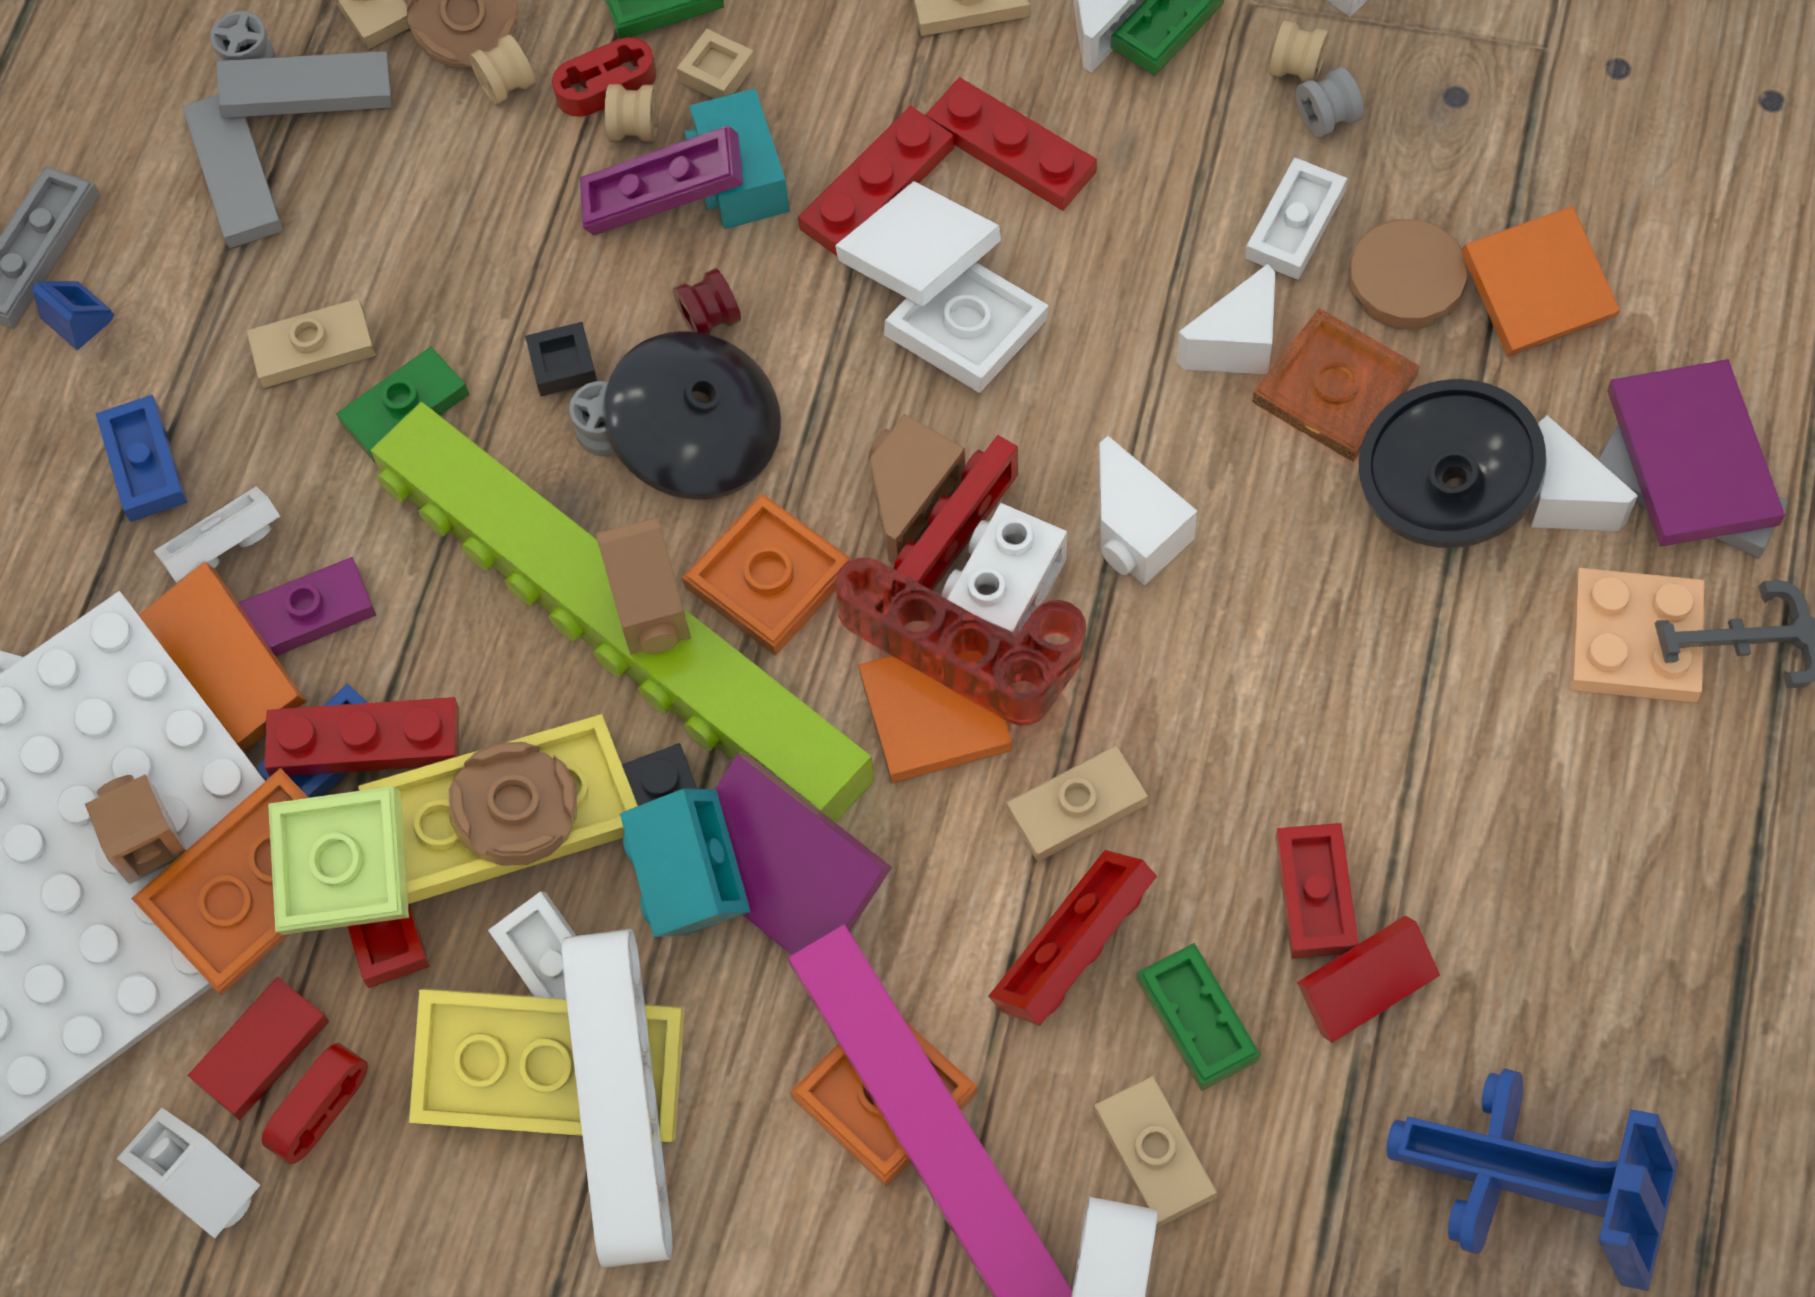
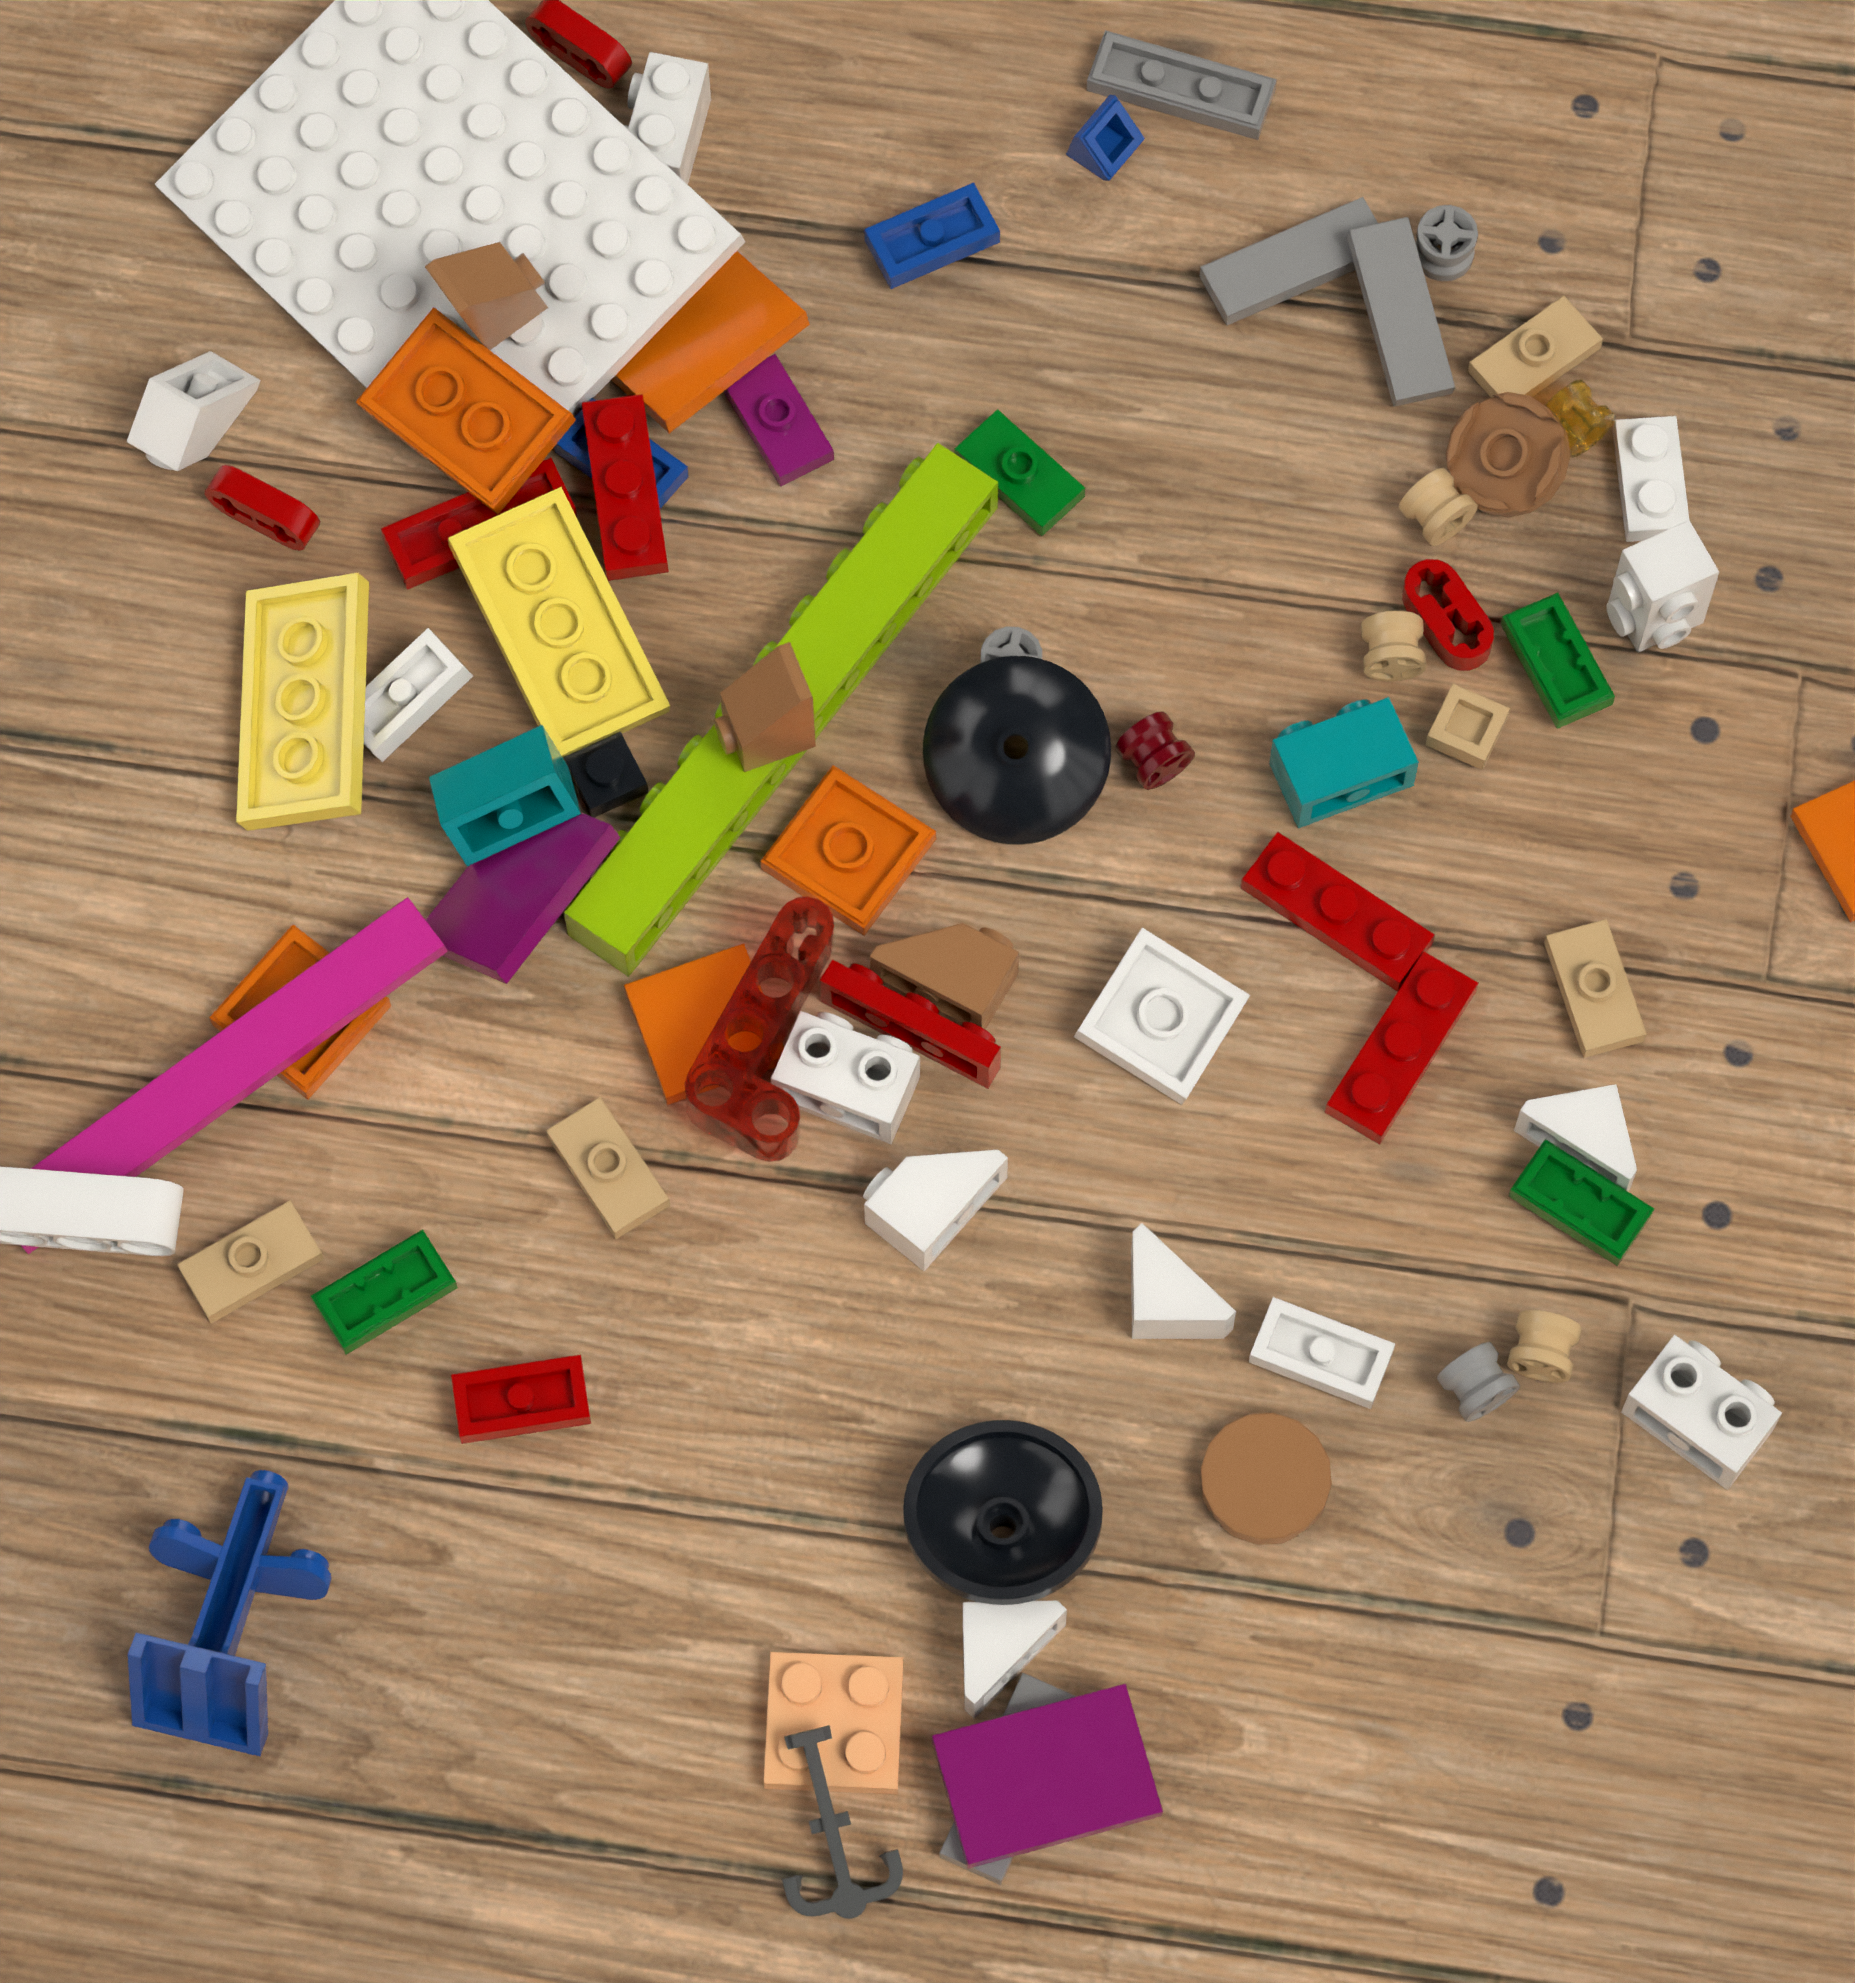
camera: 80 degrees right, 5 degrees up
(239, 522) = (848, 320): white plate -> none
(258, 1048) = (319, 452): red tile -> none
(310, 343) = (1085, 373): tan plate -> none
(338, 860) = (477, 479): yellowish green tile -> none
(512, 804) = (555, 630): medium nougat tile -> none
(561, 359) = (1079, 616): black plate -> none
(617, 1098) = (261, 759): white beam -> none
(661, 180) = (1295, 682): magenta tile -> none
(918, 243) = (1247, 955): white tile -> none
(1072, 937) = (458, 1168): red plate -> none
(1334, 383) = (1120, 1405): clear orange tile -> none
(1368, 978) = (428, 1450): red tile -> none
(1540, 280) = (1260, 1616): orange tile -> none

